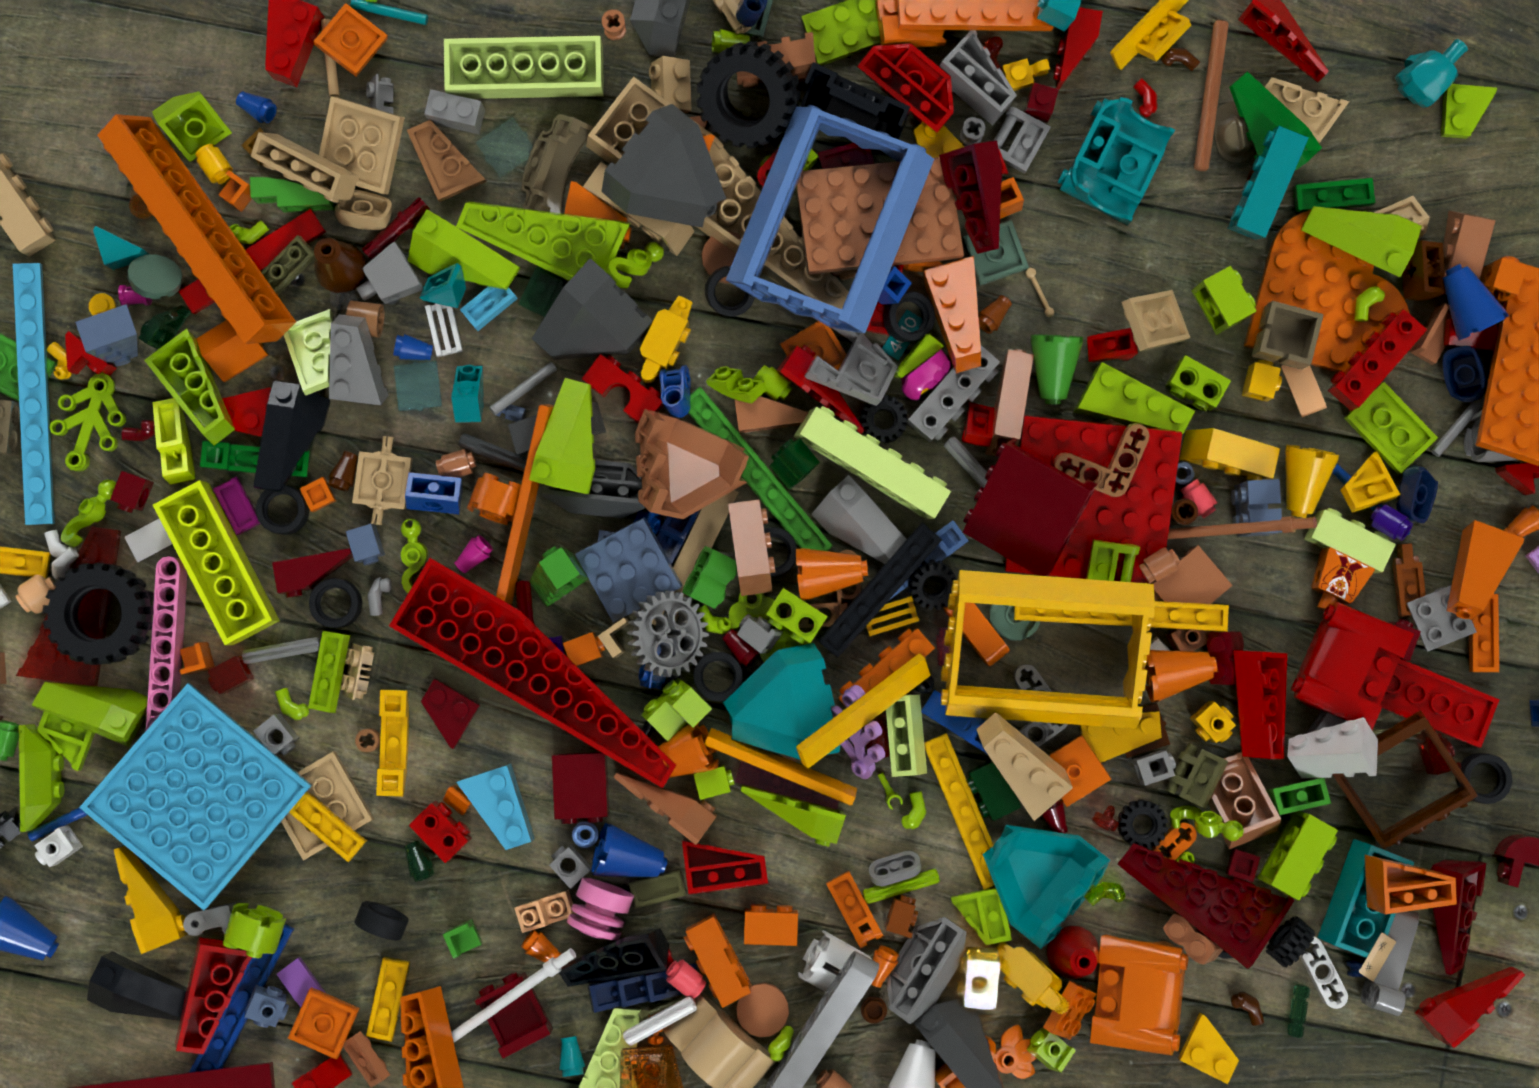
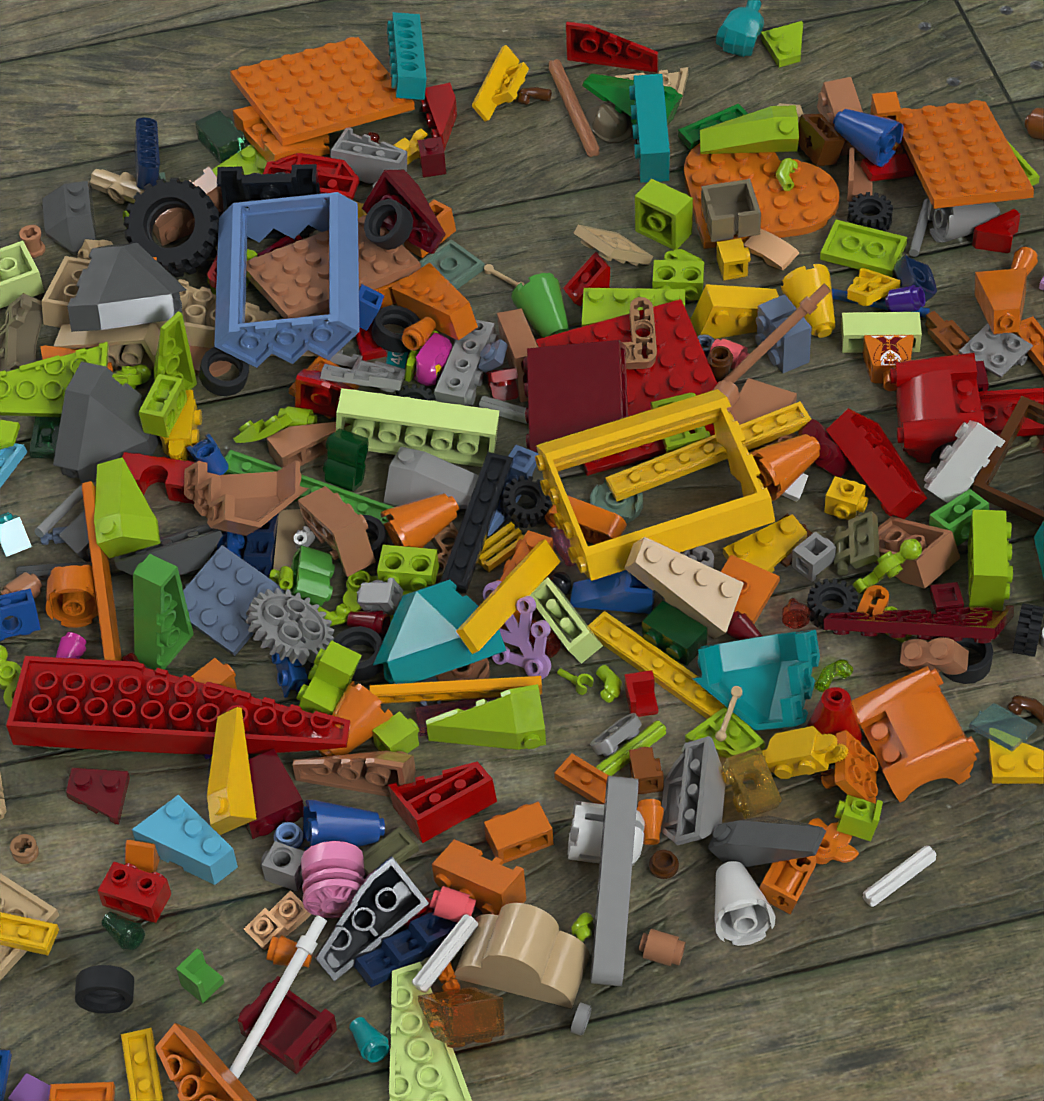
camera: 15 degrees left, 35 degrees down
(393, 742) = (50, 833): yellow slope -> none
(552, 778) = (230, 783): none -> yellow wedge
(609, 640) = (238, 652): tan panel -> none
(651, 329) = (163, 405): none -> lime brick
(678, 277) = (173, 352): none -> lime wedge
(687, 571) = (283, 577): none -> lime arm
(720, 534) = (304, 537): none -> white arm
(763, 1010) = (558, 903): nougat tile -> none
(922, 349) = (416, 335): none -> orange cone
(934, 199) = (375, 219): none -> black tyre
(935, 837) = (641, 693): none -> red panel
(979, 406) = (492, 355): none -> sand blue plate
(993, 315) = (475, 298): dark orange cone -> none
(1010, 889) = (736, 693): none -> tan hinge
(1026, 142) = (435, 182): light grey plate -> none
(1116, 160) = (516, 169): teal piece -> none
(1149, 98) = (522, 125): red arm -> none
(1215, 351) = (680, 254): none -> lime arm
(1215, 1017) = (1002, 727): none -> clear light blue piece
(1377, 359) = (817, 202): red brick -> none
(1435, 387) = (871, 204): none -> black tyre
(1464, 374) = (900, 188): dark blue piece -> none

